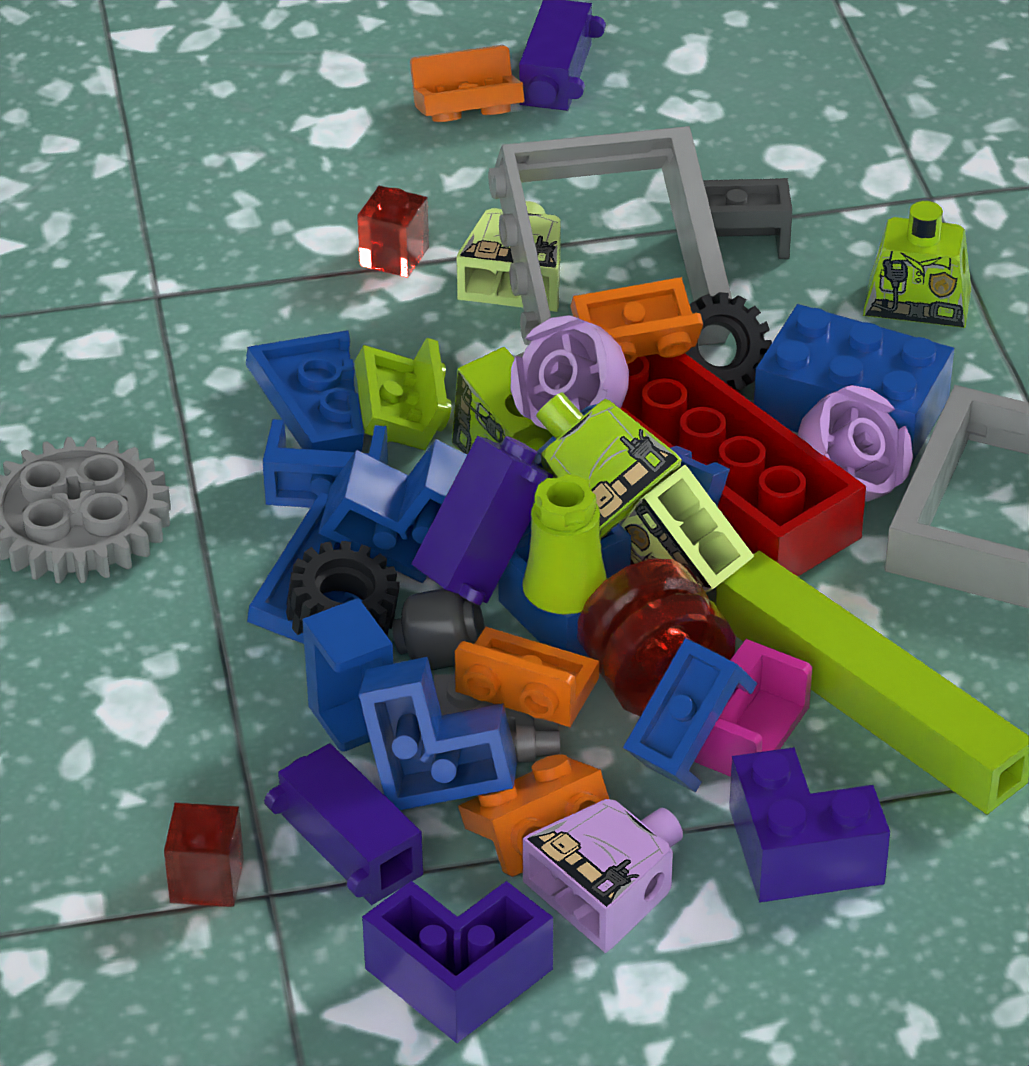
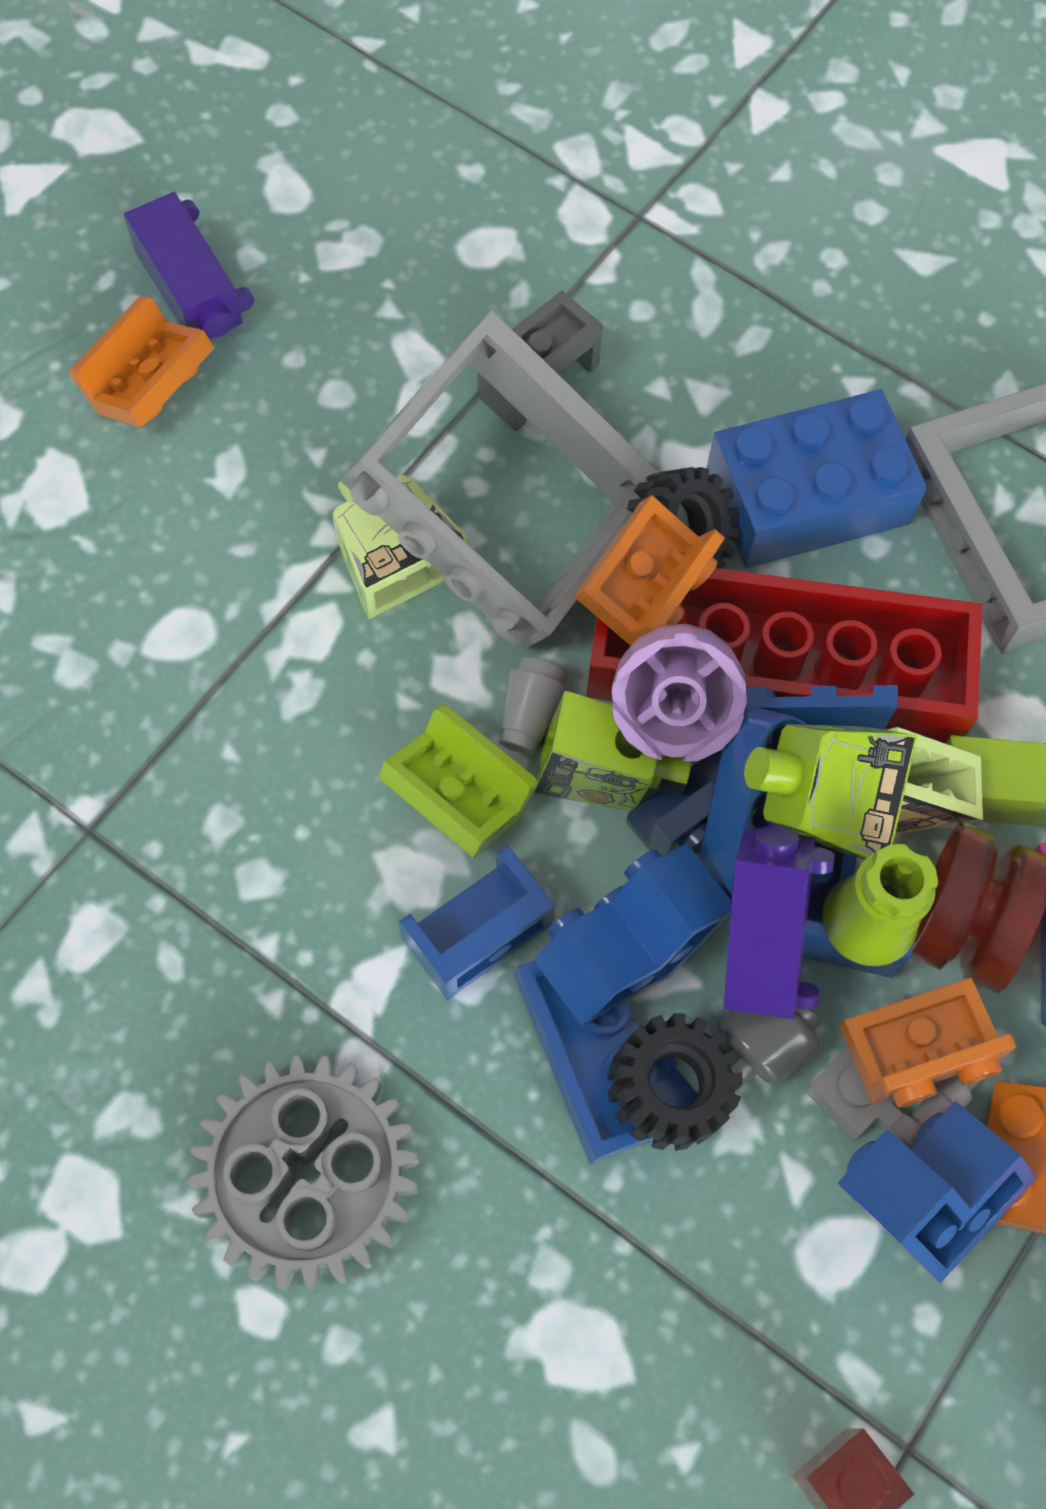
camera: 45 degrees left, 25 degrees up
(312, 389) = (369, 841): blue wing -> none
(337, 652) = (783, 1171): blue panel -> none
(349, 823) = (920, 1326): dark purple brick -> none
(393, 231) = (257, 592): clear red brick -> none
(860, 438) = (900, 551): lavender cylinder -> none
(921, 270) = (748, 316): torso -> none

